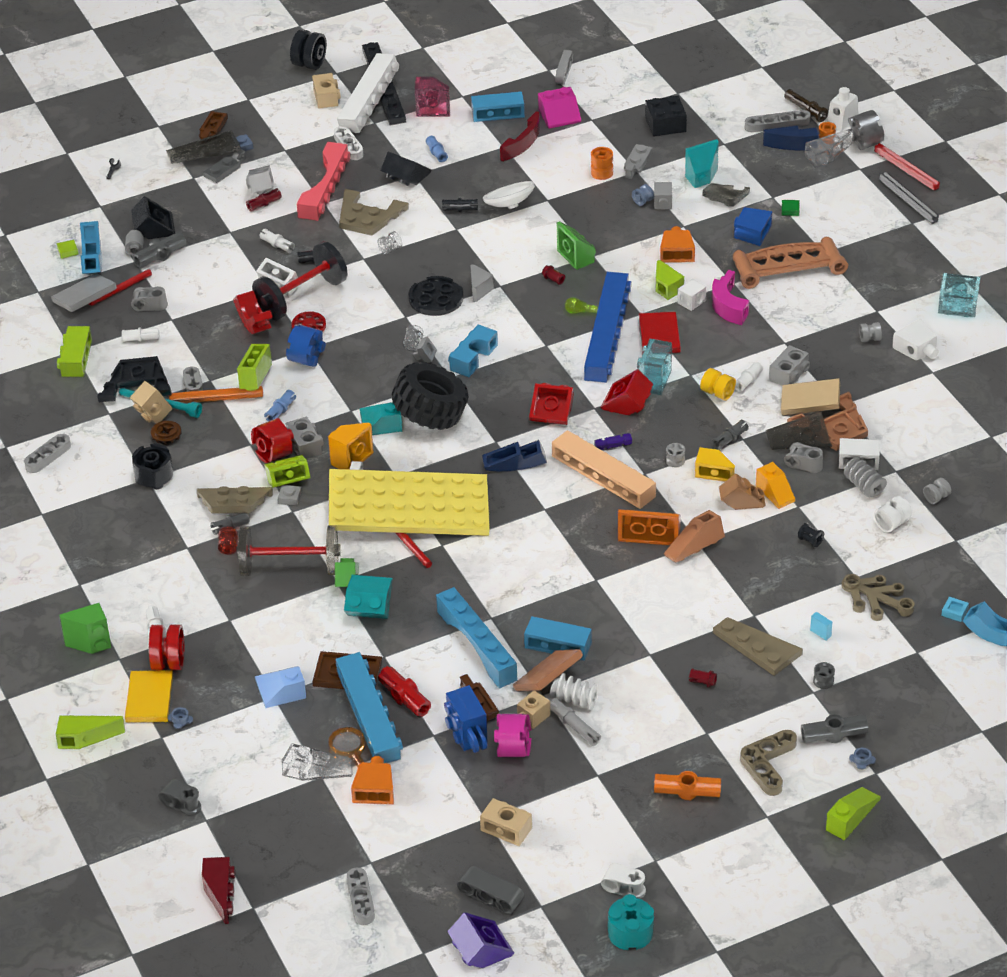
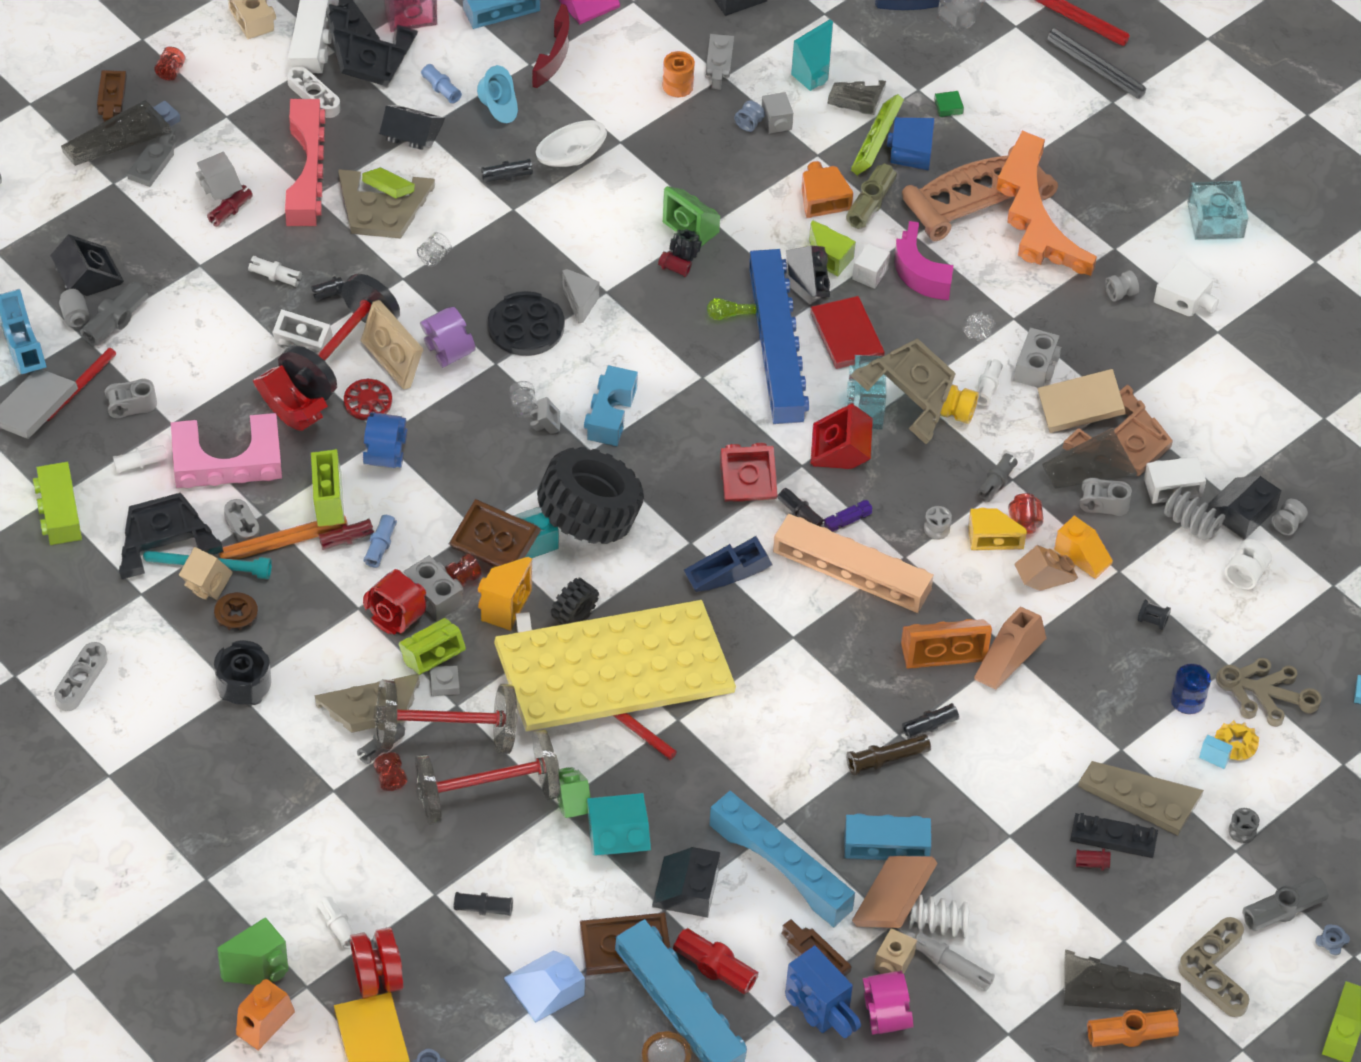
camera: 20 degrees left, 10 degrees up
(79, 664) = (267, 1010): none -> orange torso
(216, 348) = (197, 468): none -> bright pink arch
(232, 499) = (503, 719): none -> clear smoke piece
(258, 113) = (170, 63): none -> clear red wheel
(258, 398) = (346, 534): none -> dark red pin
(258, 629) = (483, 903): none -> black pin
(325, 431) = (464, 570): none -> clear red wheel
(334, 291) = (391, 344): none -> tan tile
(356, 409) = (493, 535): none -> reddish brown tile
(374, 292) = (447, 336): none -> medium lavender brick
(375, 200) = (388, 182): none -> lime tile
(391, 125) = (367, 56): none -> black wing
(395, 451) = (575, 602): none -> black tyre
(407, 641) = (688, 881): none -> black slope
(472, 157) = (498, 94): none -> medium azure piece
(564, 263) = (685, 244): none -> black gear
(573, 588) = (876, 756): none -> dark brown pin
(579, 430) = (799, 507): none -> black axle
(619, 573) = (930, 721): none -> black pin
(645, 289) = (809, 269): none -> slope
(677, 756) = (1105, 986): none -> clear smoke wing
(690, 357) = (919, 376): none -> dark tan wing
(709, 254) = (871, 196): none -> olive piece
(726, 666) = (1114, 835): none -> black plate
(729, 217) = (877, 134): none -> lime tile
(742, 457) = (1026, 511): none -> clear red head
(754, 340) = (978, 326): none -> clear gear
(817, 583) = (1190, 688): none -> clear blue wheel
(820, 292) = (1027, 211): none -> orange arch
(838, 628) = (1249, 743): none -> yellow gear
(909, 478) = (1246, 504): none -> black slope

